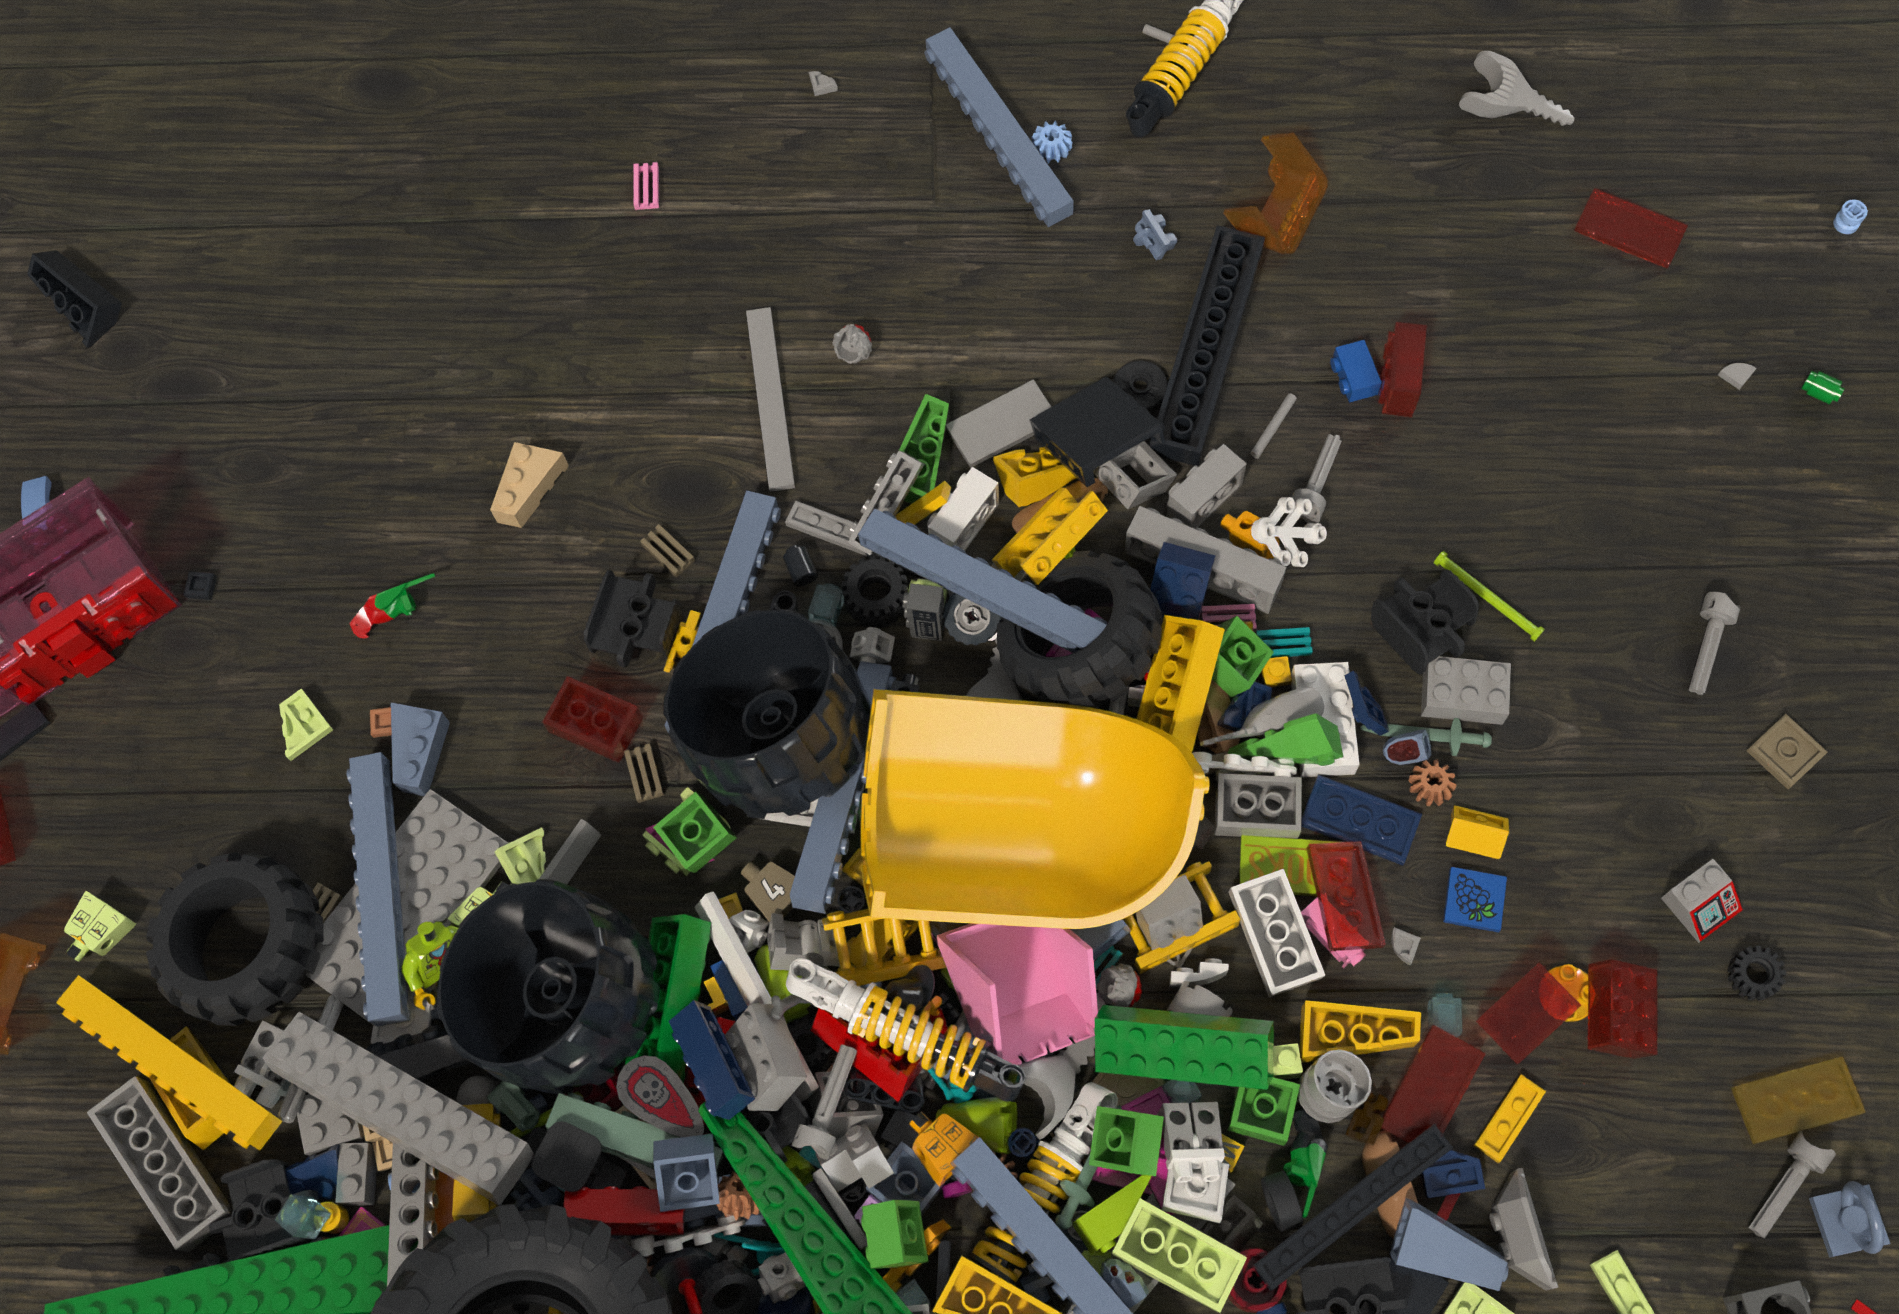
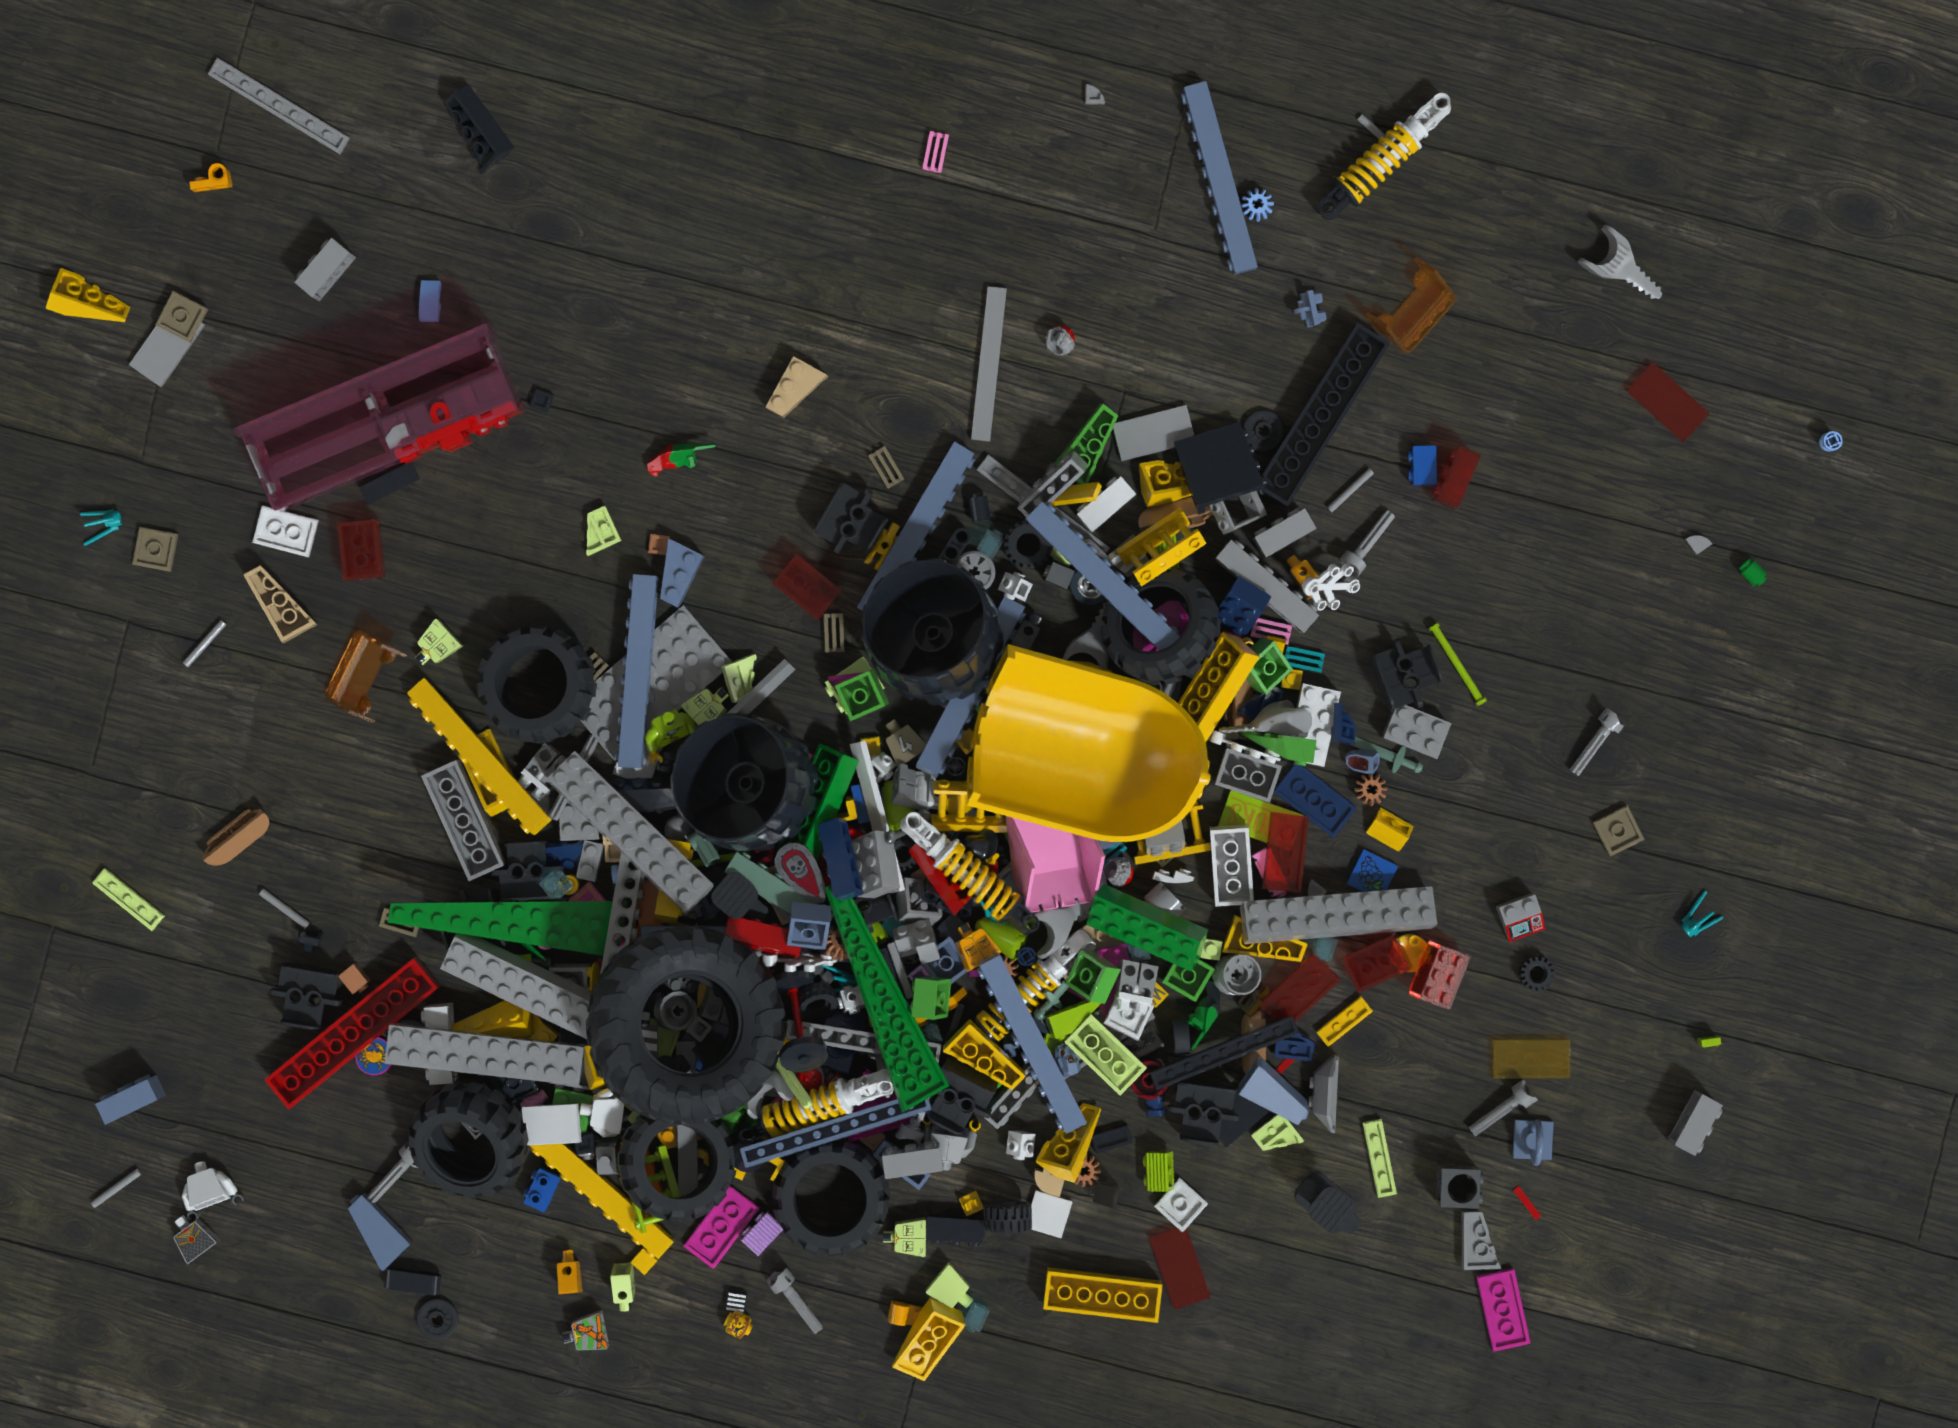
camera: 10 degrees right, 20 degrees up
(816, 1134) = (896, 923): light grey piece -> none
(1448, 959) = (1338, 915): none -> light grey brick

